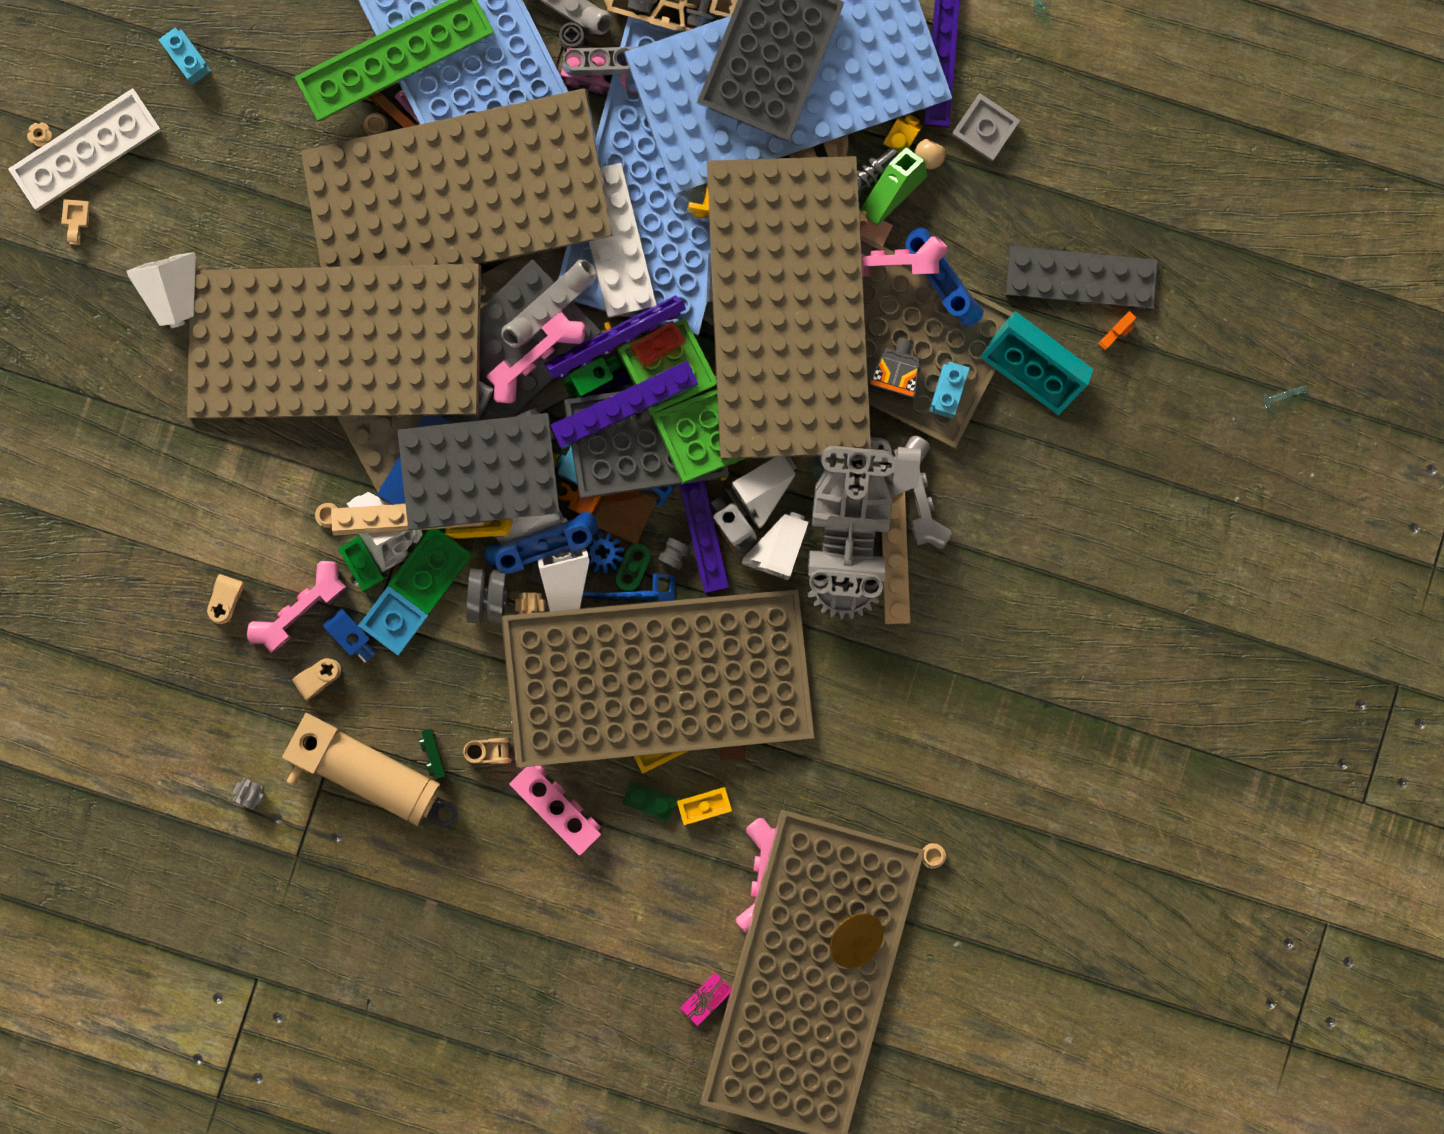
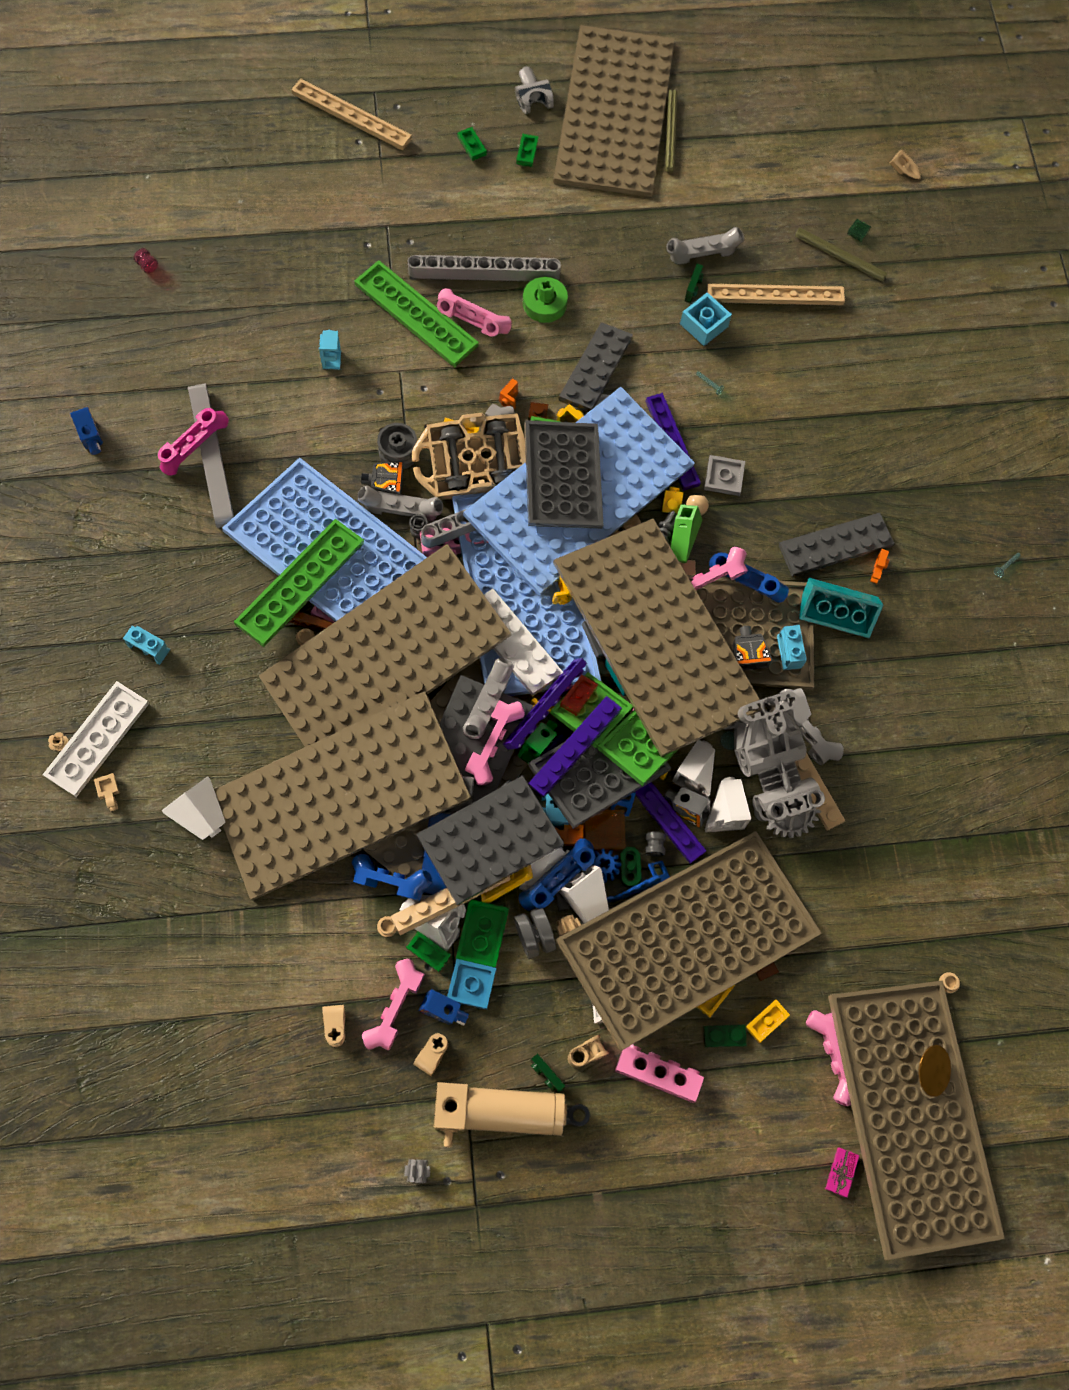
camera: 20 degrees left, 15 degrees down
(329, 449) = (411, 887): none -> blue plate

